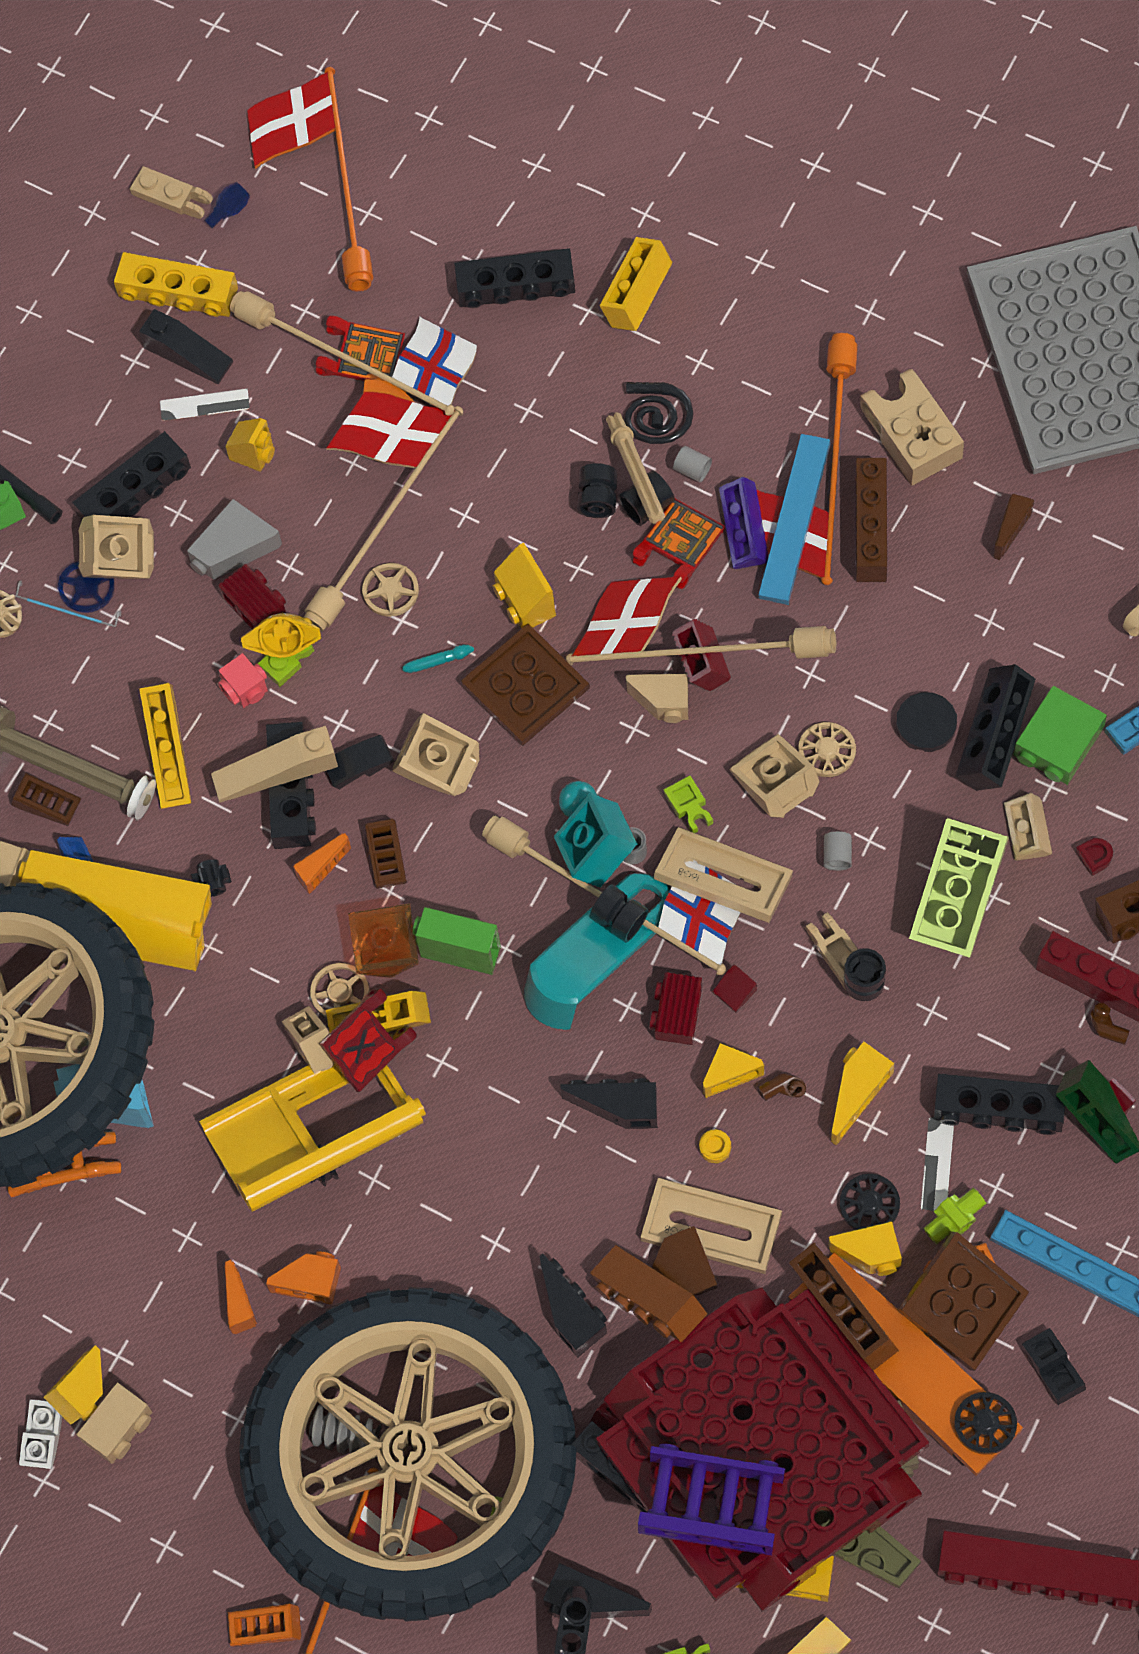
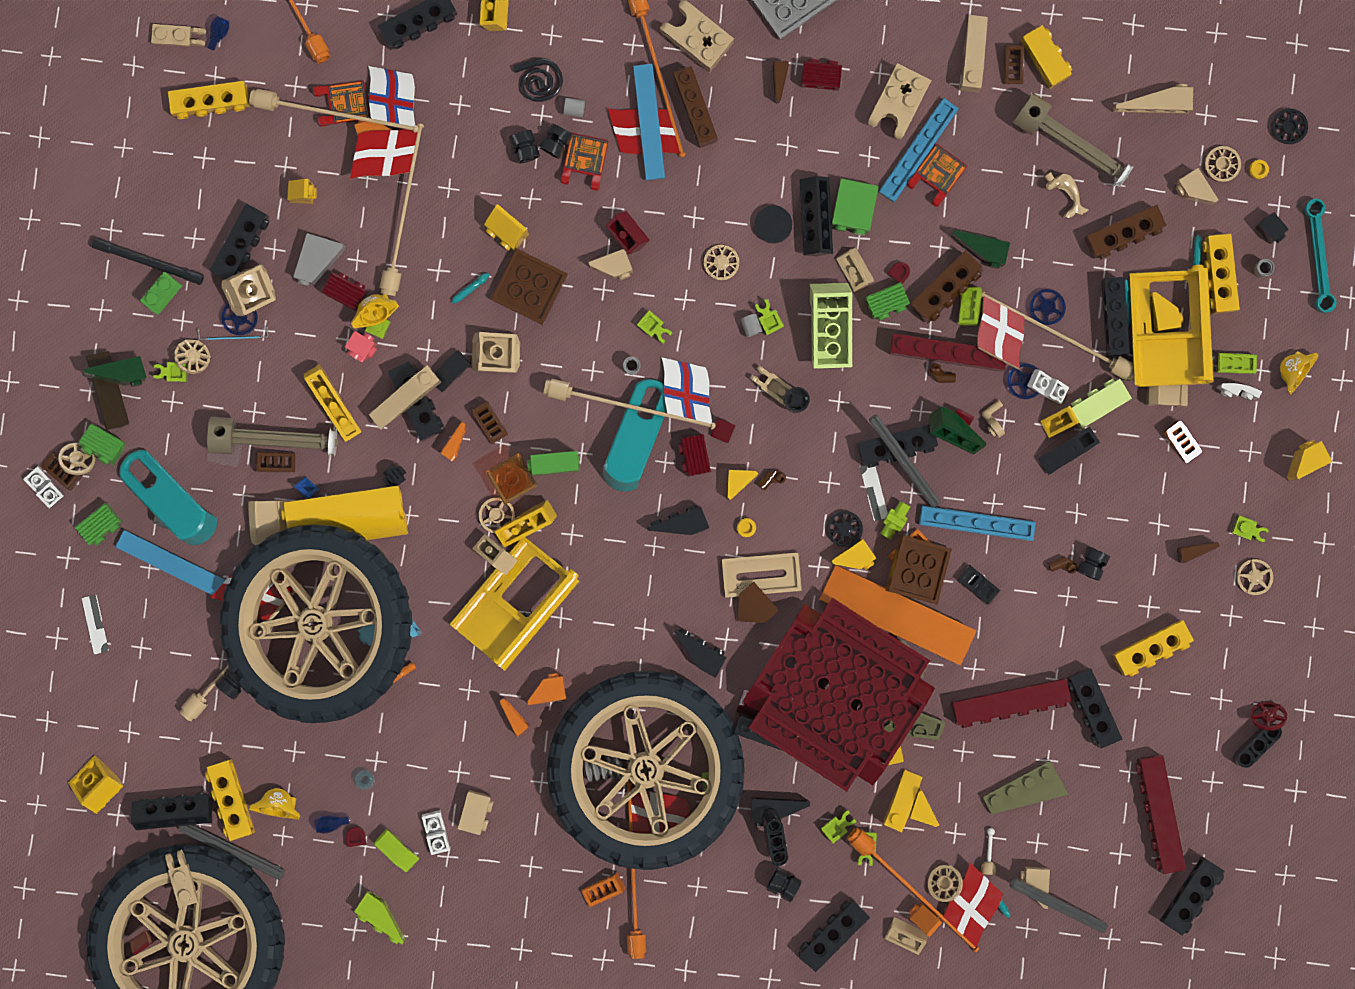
camera: 25 degrees left, 20 degrees up
(78, 1388) = (446, 800): yellow slope -> none
(183, 346) = (232, 140): black slope -> none
(204, 404) = (260, 171): white sticker -> none
(362, 1045) = (527, 547): flag -> none
(390, 589) = (424, 253): tan wheel -> none
(594, 835) = (610, 371): teal brick -> none
(622, 438) = (525, 105): tan axle -> none
(623, 916) = (643, 416): black wheel -> none
(631, 615) = (575, 223): flag -> none
(647, 1294) = (745, 634): dark orange brick -> none
(689, 1526) = (839, 757): dark purple fence -> none
(743, 523) = (619, 135): dark purple slope -> none
(768, 876) = (691, 353): tan piece -> none
(776, 776) = (698, 292): tan slope -> none
(843, 1306) = (855, 599): reddish brown brick -> none
(862, 1079) = (814, 460): yellow slope -> none
(868, 853) = (770, 320): none -> lime plate
(985, 1423) = (956, 636): black wheel -> none
(1000, 1125) = (904, 460): none -> dark grey axle
(1060, 887) = (887, 301): none -> bright green brick
(1077, 539) = (821, 75): none -> dark red brick

